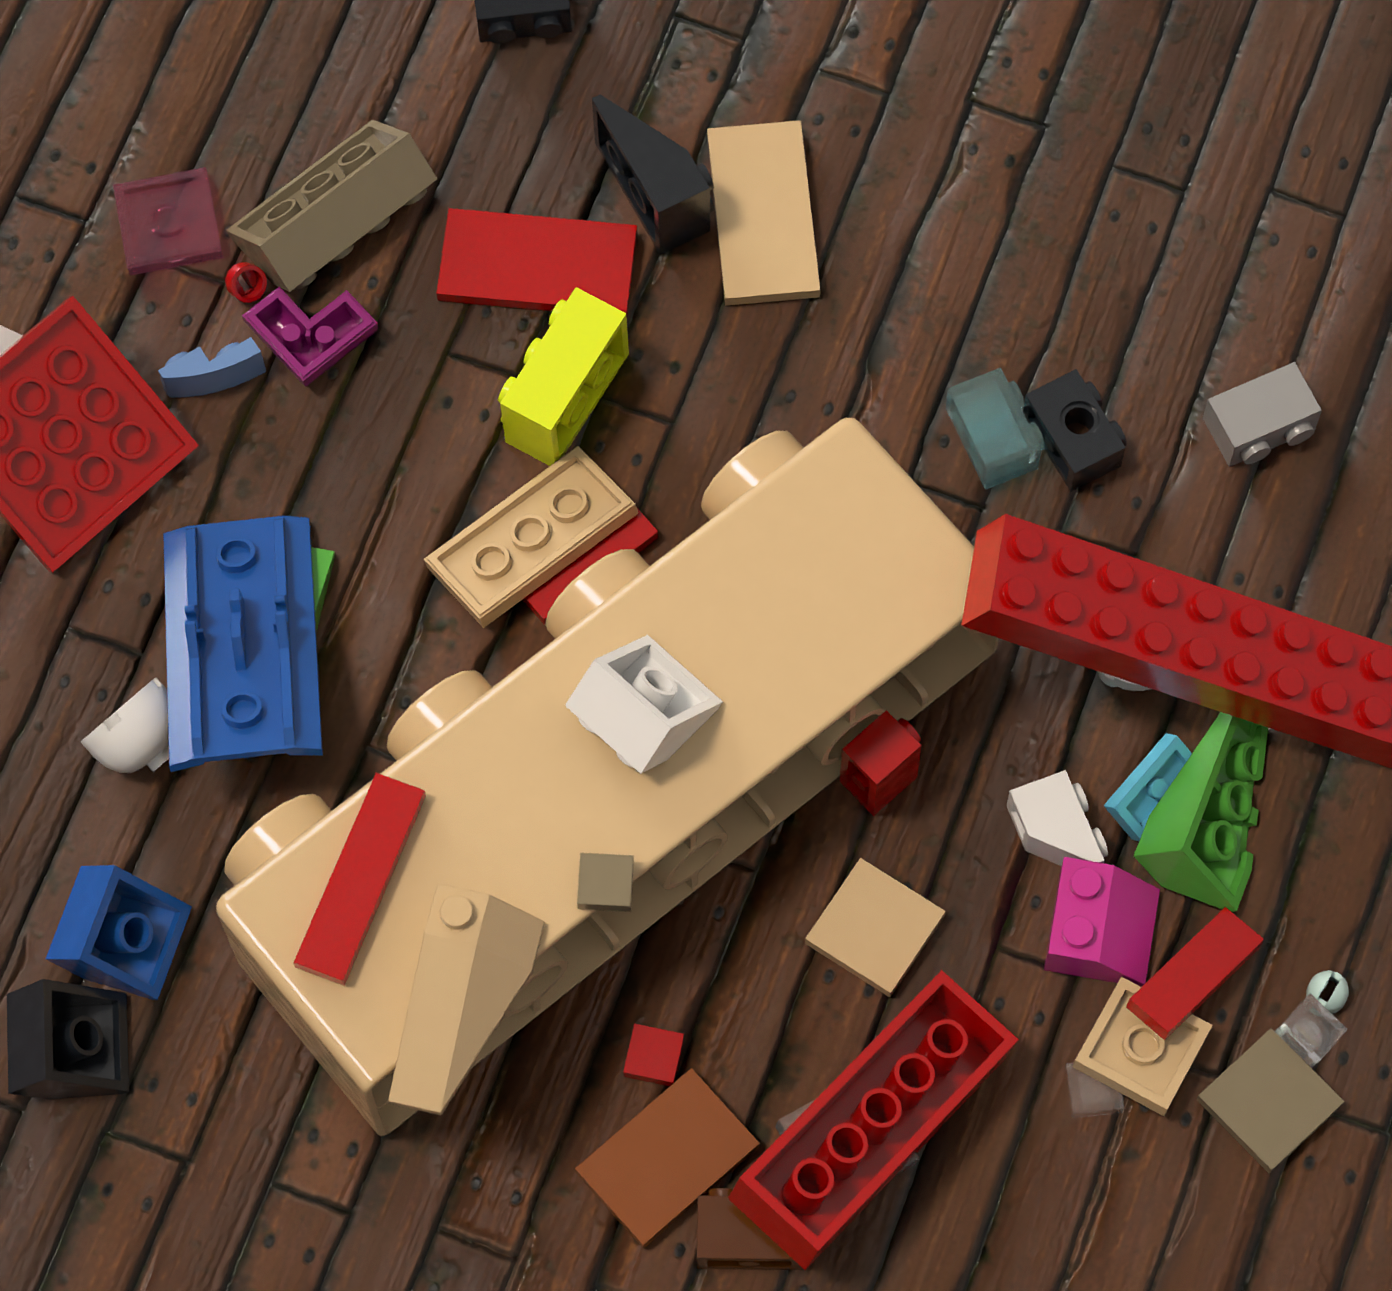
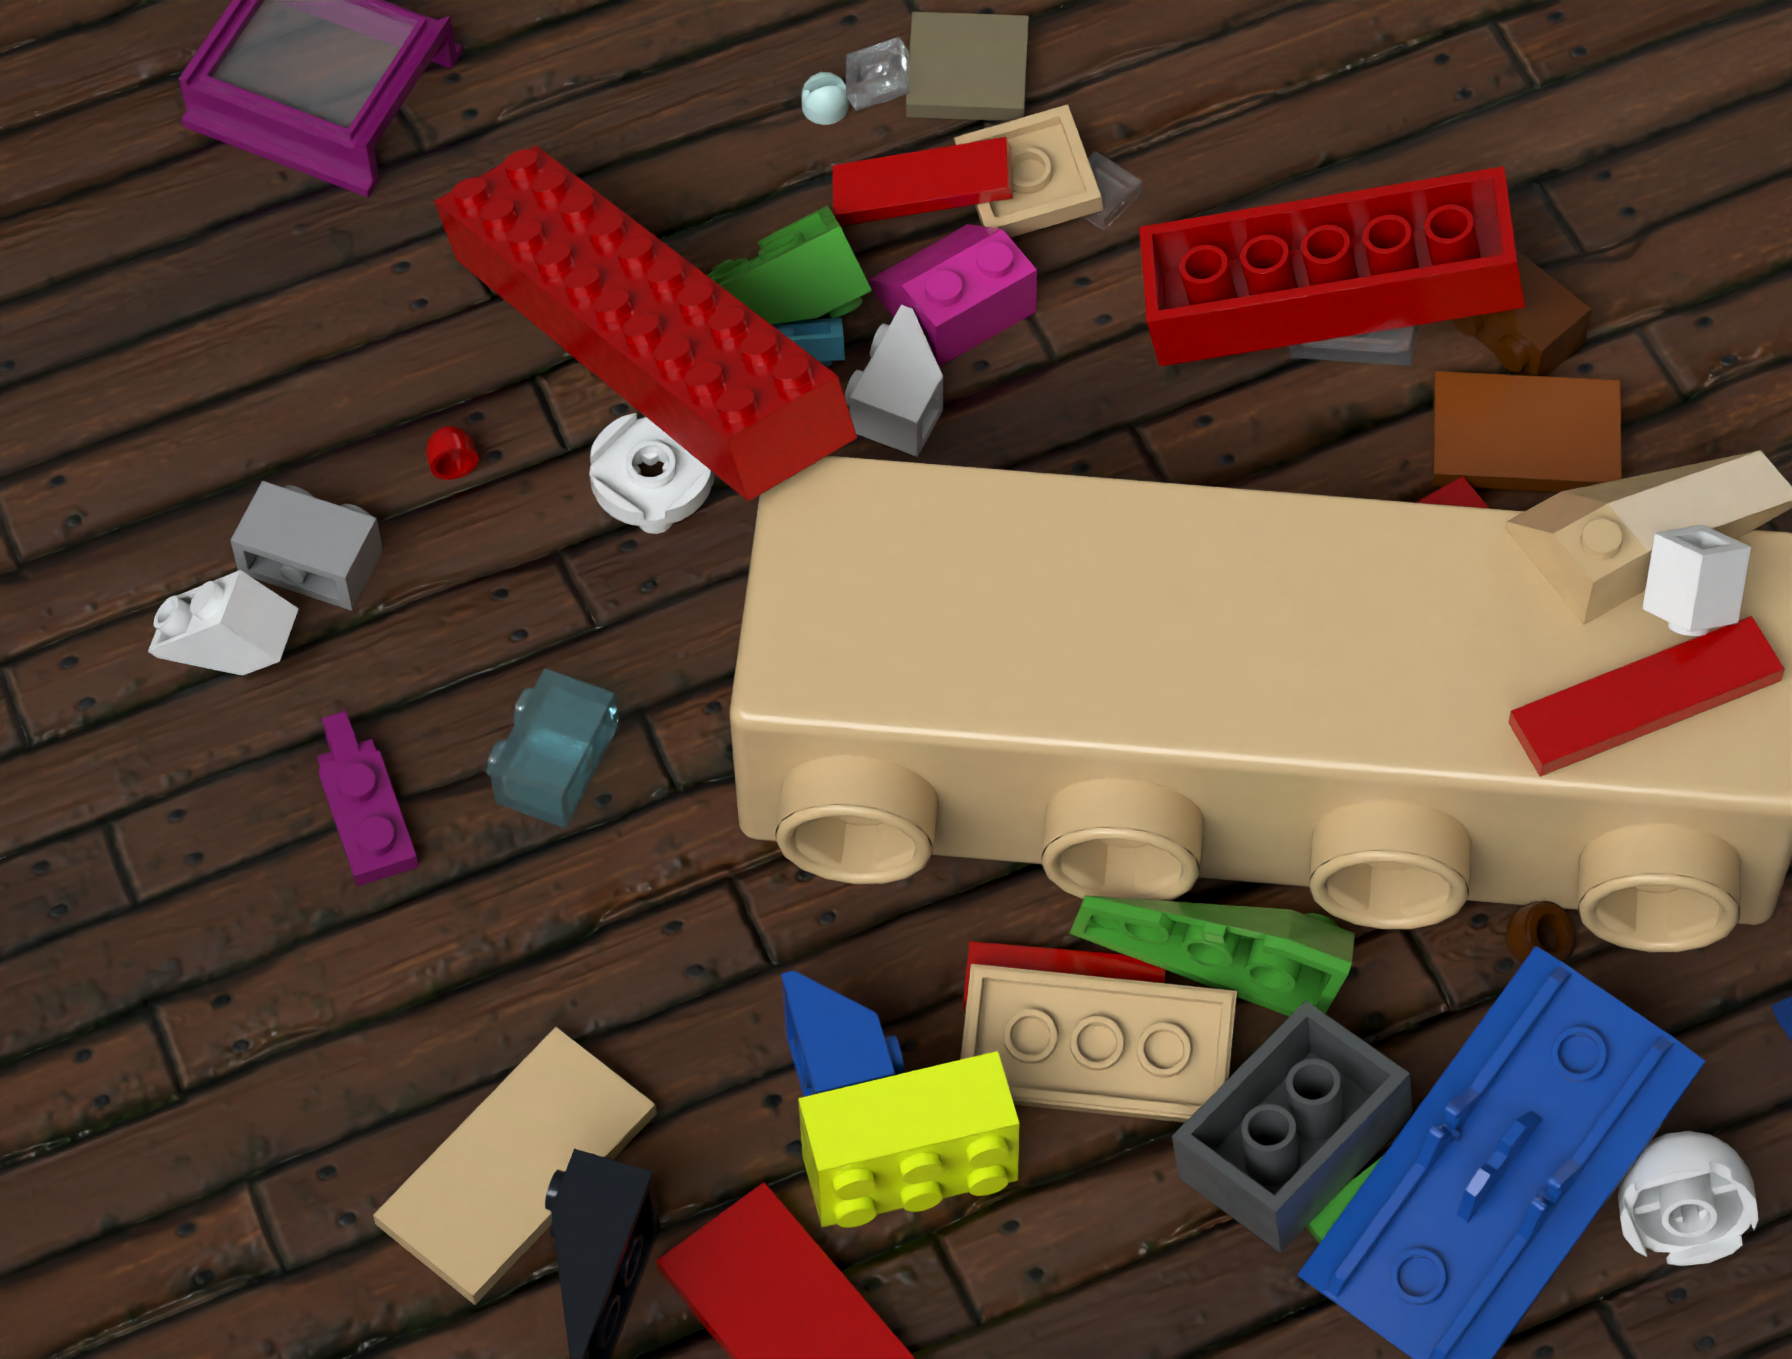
camera: 135 degrees left, 10 degrees down
(376, 570) = (1293, 1126): none -> dark grey brick
(386, 953) = (1696, 579): none -> white brick
(496, 641) = (1260, 952): none -> bright green wedge
(605, 882) = (1416, 504): dark tan tile -> none
(642, 703) = (1224, 605): white slope -> none
(646, 383) = (834, 1038): none -> blue slope
(875, 927) = (1147, 439): tan tile -> none
(1060, 315) = (363, 805): none -> magenta hinge
(1075, 456) = (483, 645): black brick -> none
(1245, 327) = (224, 626): none -> white slope
(1259, 546) = (451, 453): none -> red hinge

